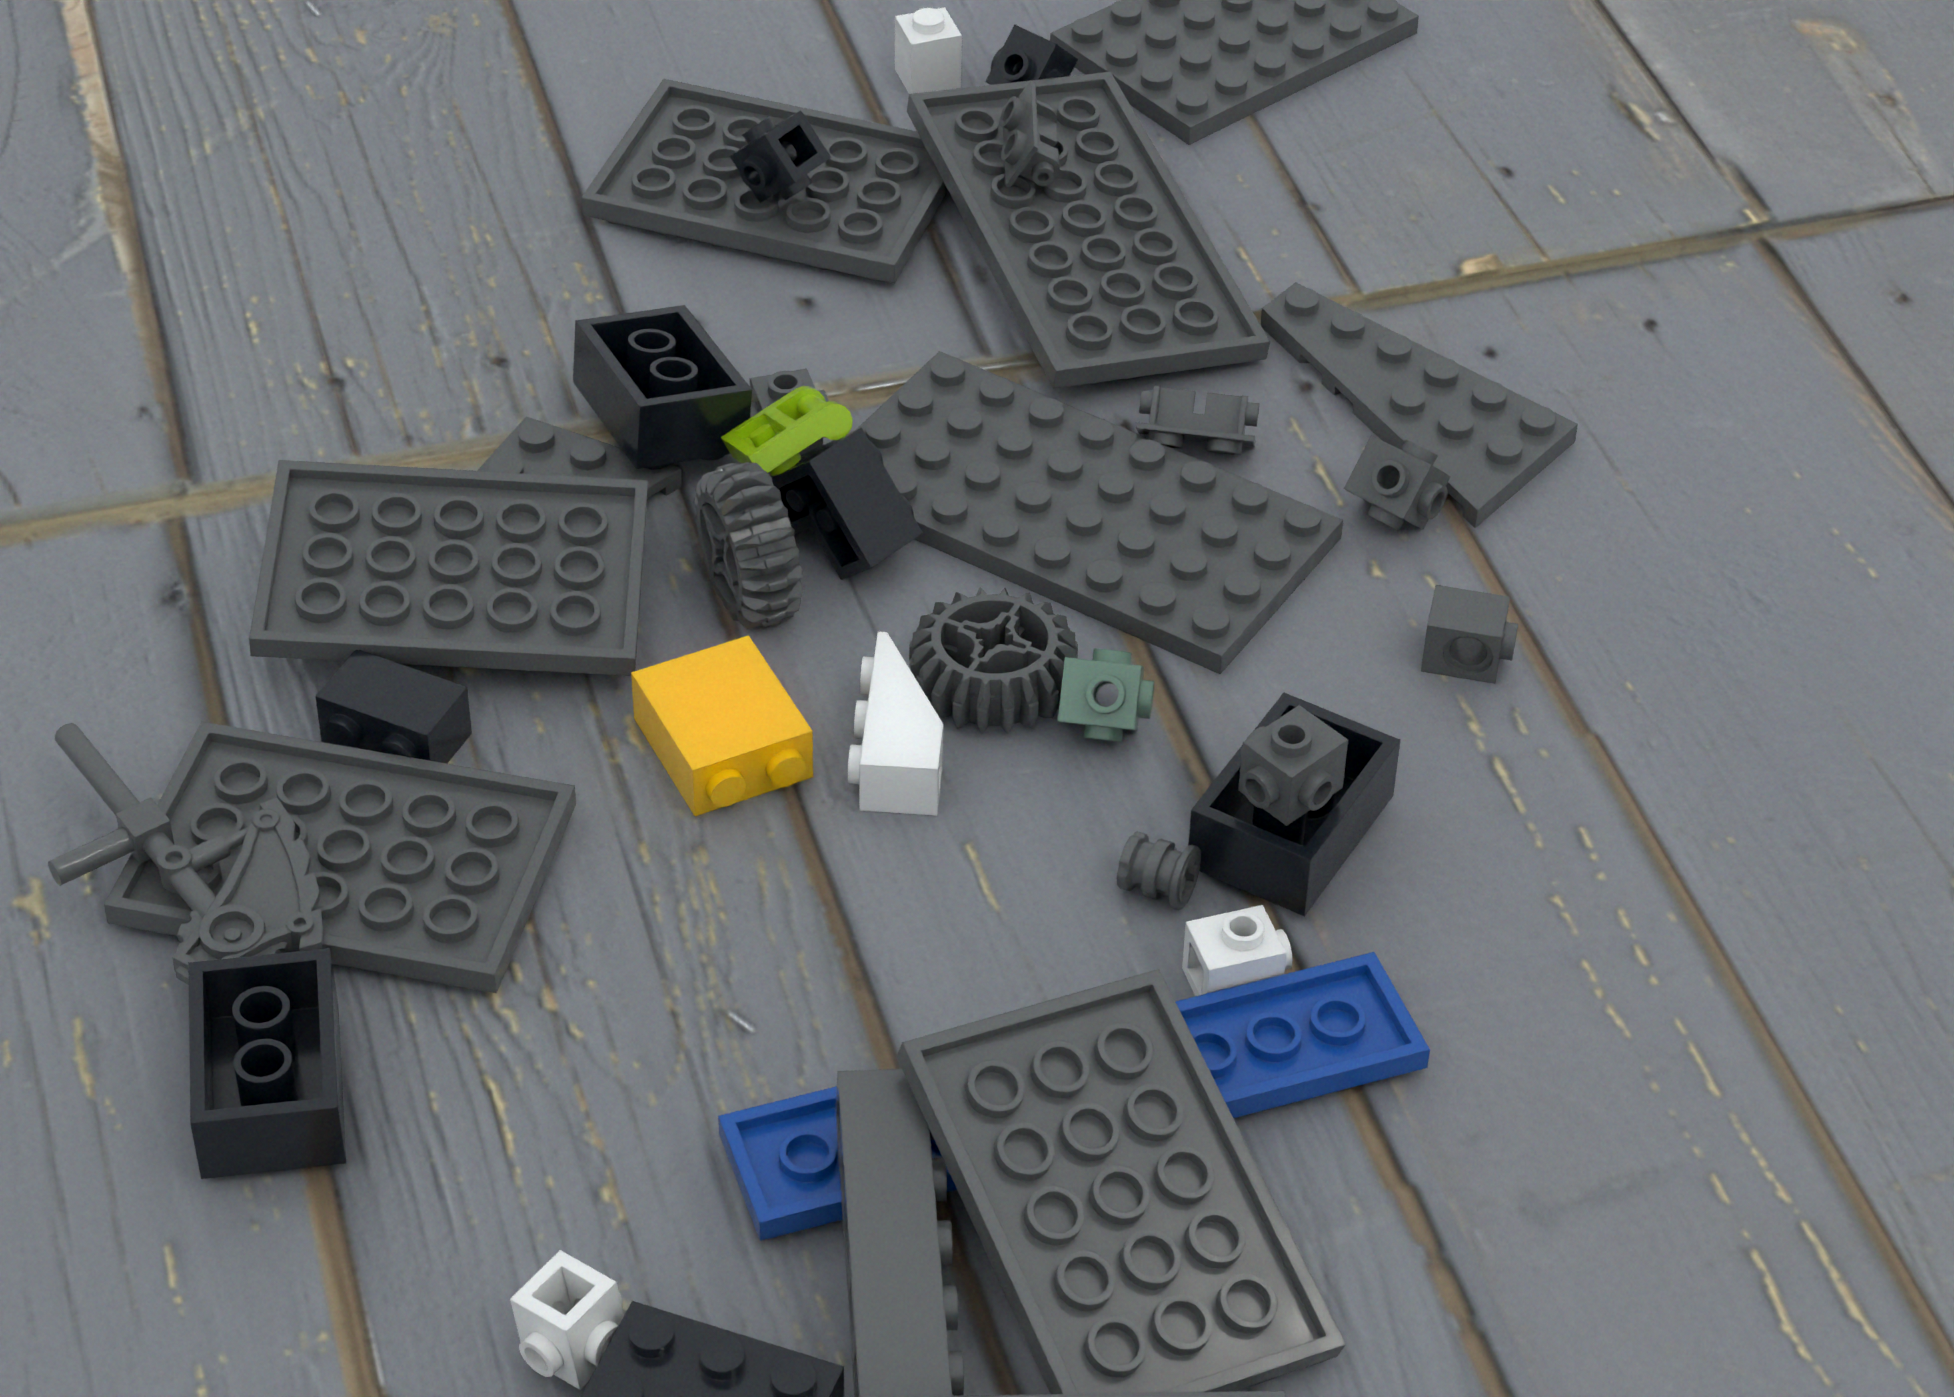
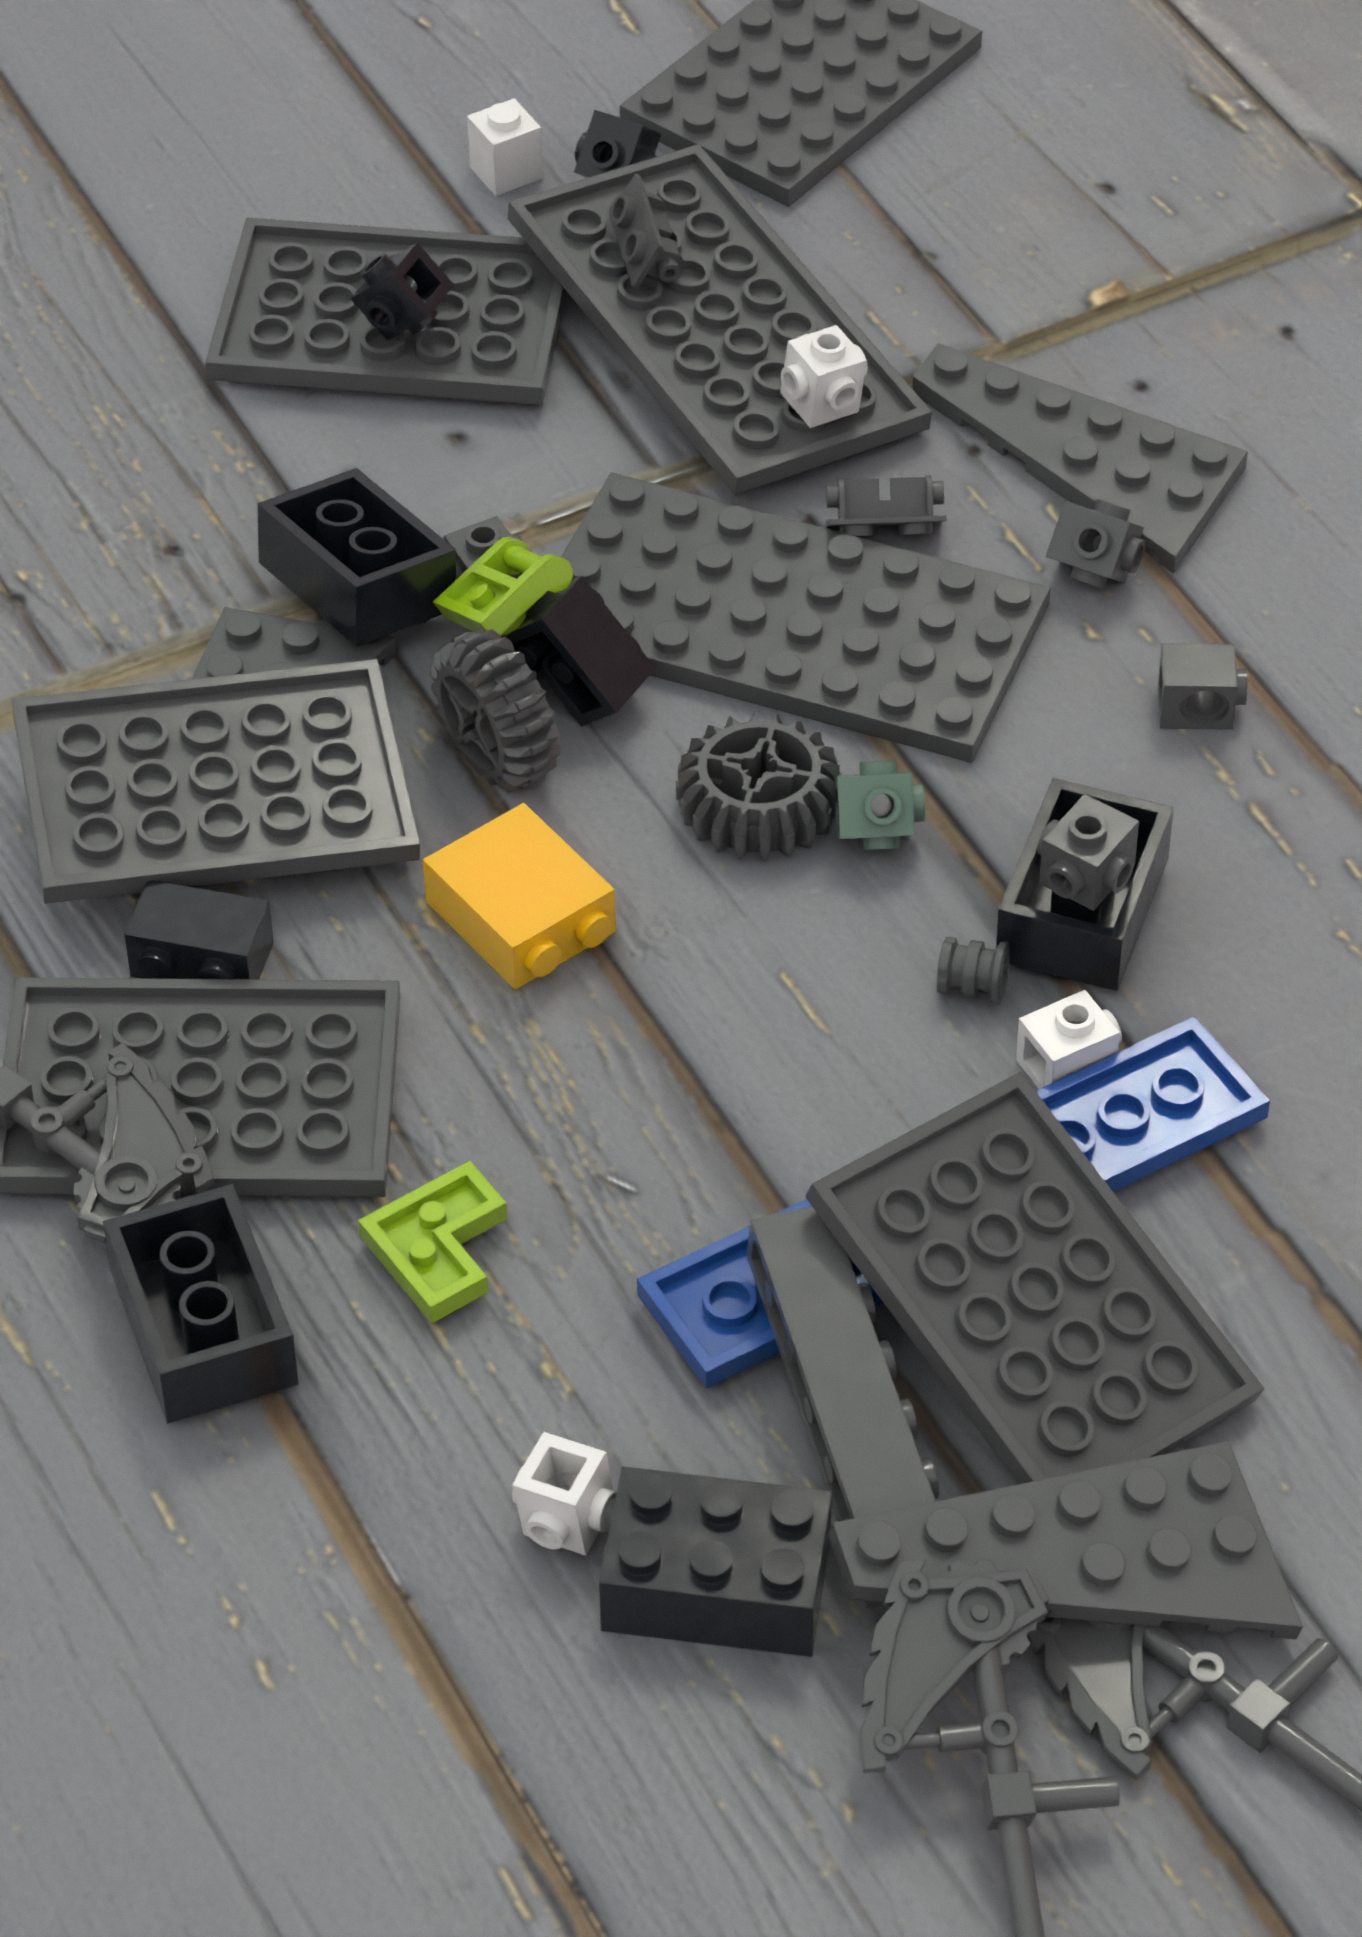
camera: 10 degrees left, 5 degrees up
(518, 1033) = (423, 1235): none -> lime plate
(901, 736) = (696, 879): white slope -> none
(1164, 288) = (823, 376): none -> white brick

